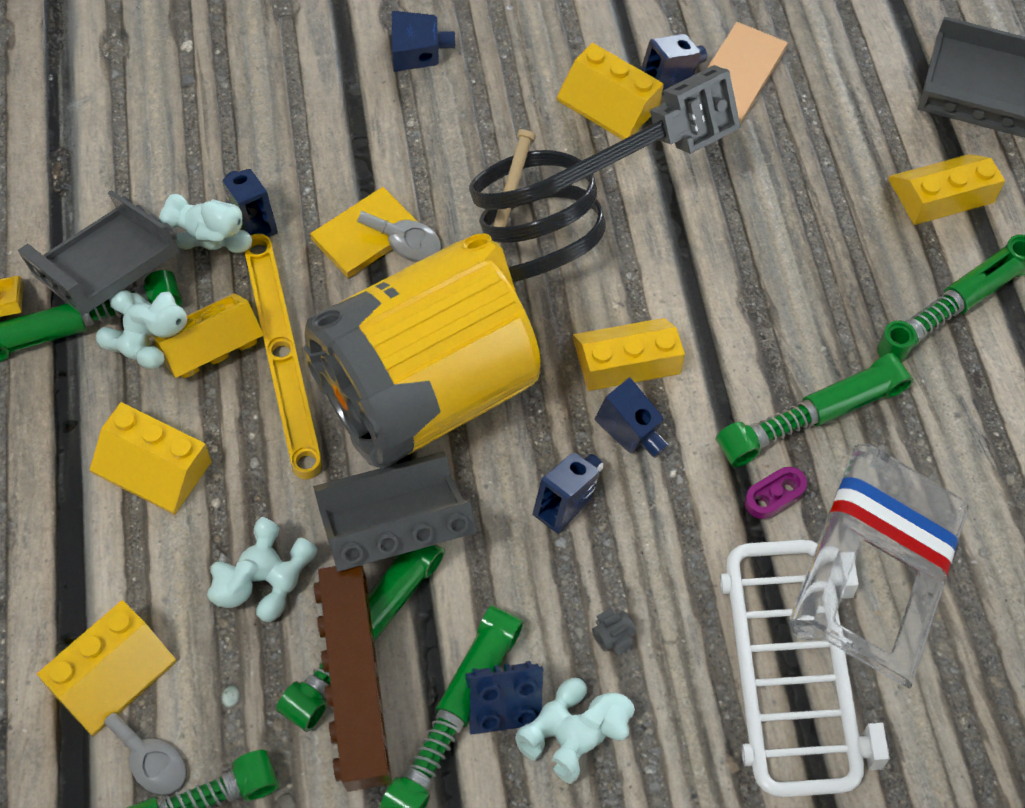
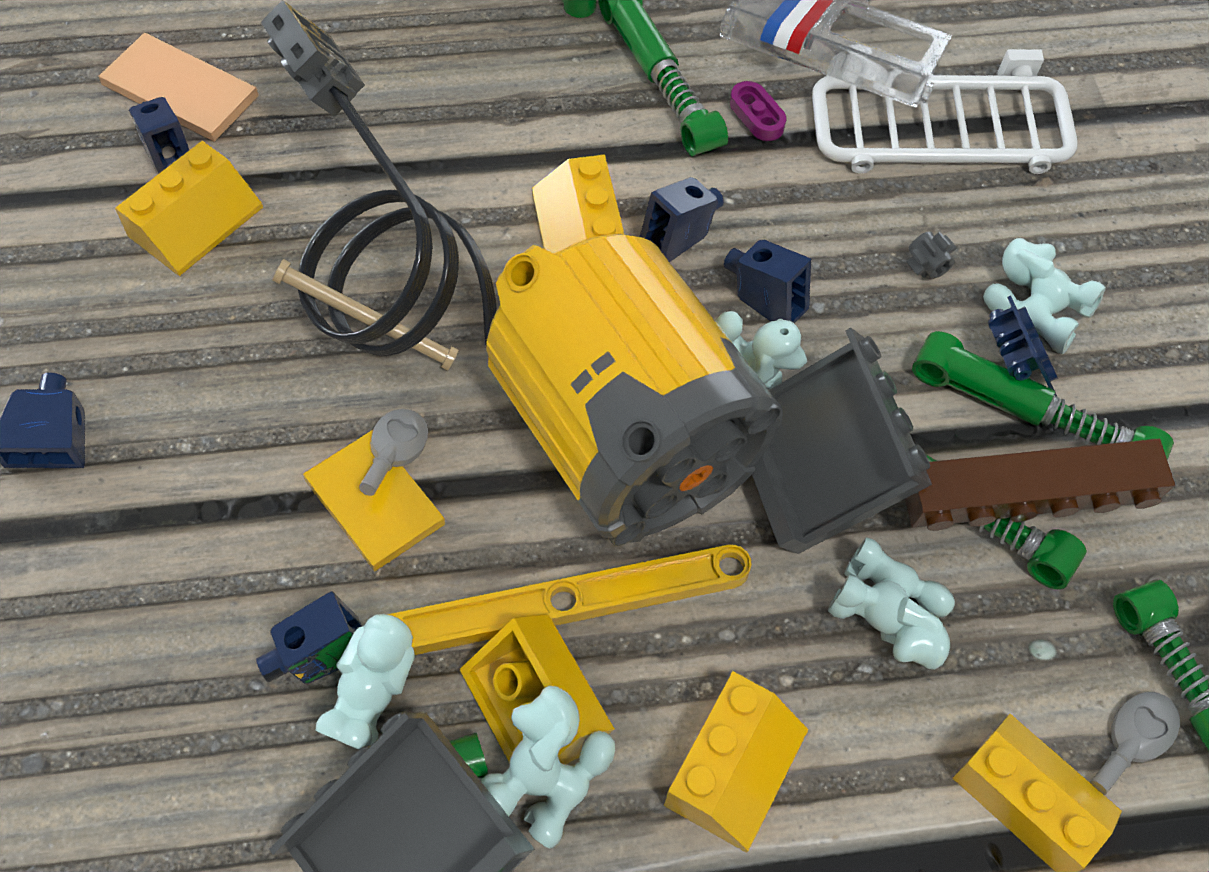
camera: 90 degrees left, 0 degrees up
(480, 463) = (772, 349): none -> light aqua animal

